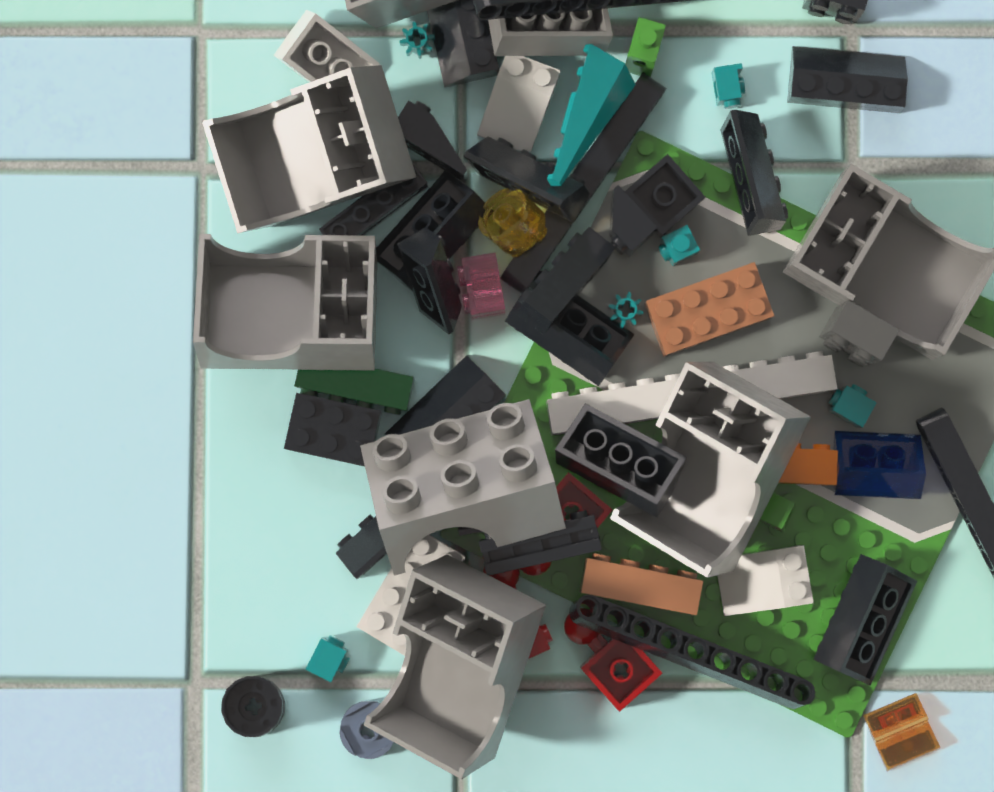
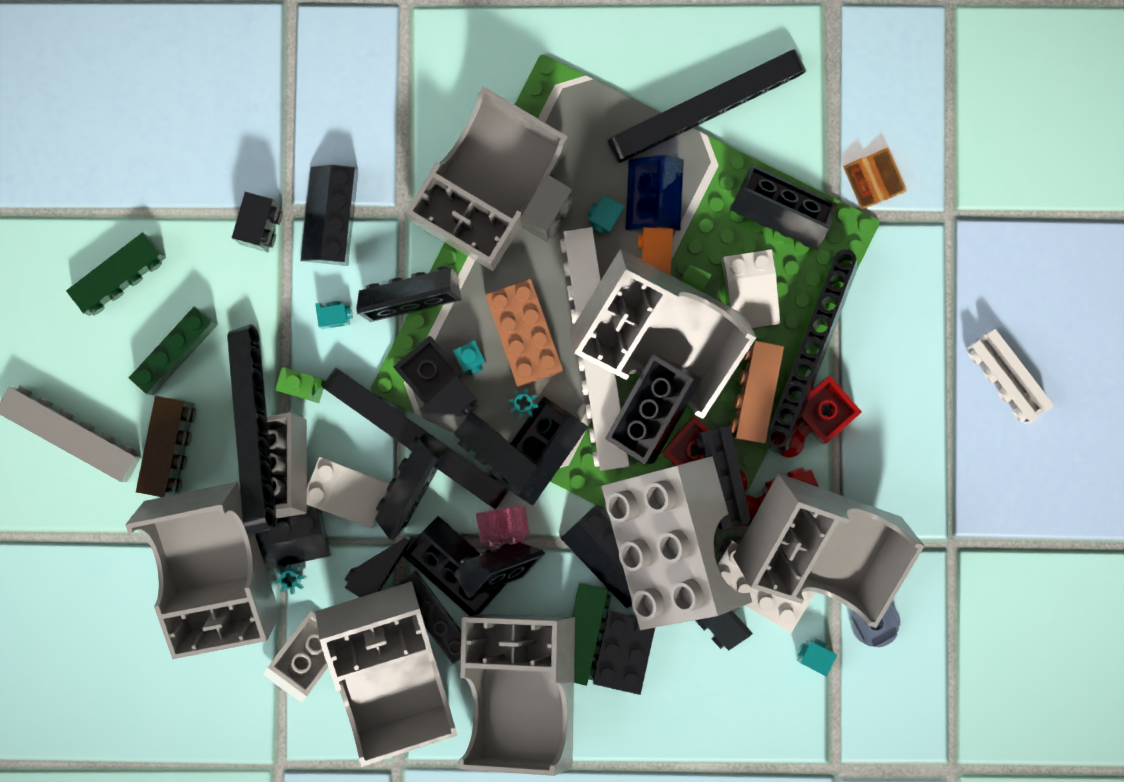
camera: 90 degrees left, 0 degrees up
(237, 698) = (868, 731): black wheel -> none
(512, 222) = (448, 498): clear yellow brick -> none
(600, 92) = (340, 423): teal wedge -> none

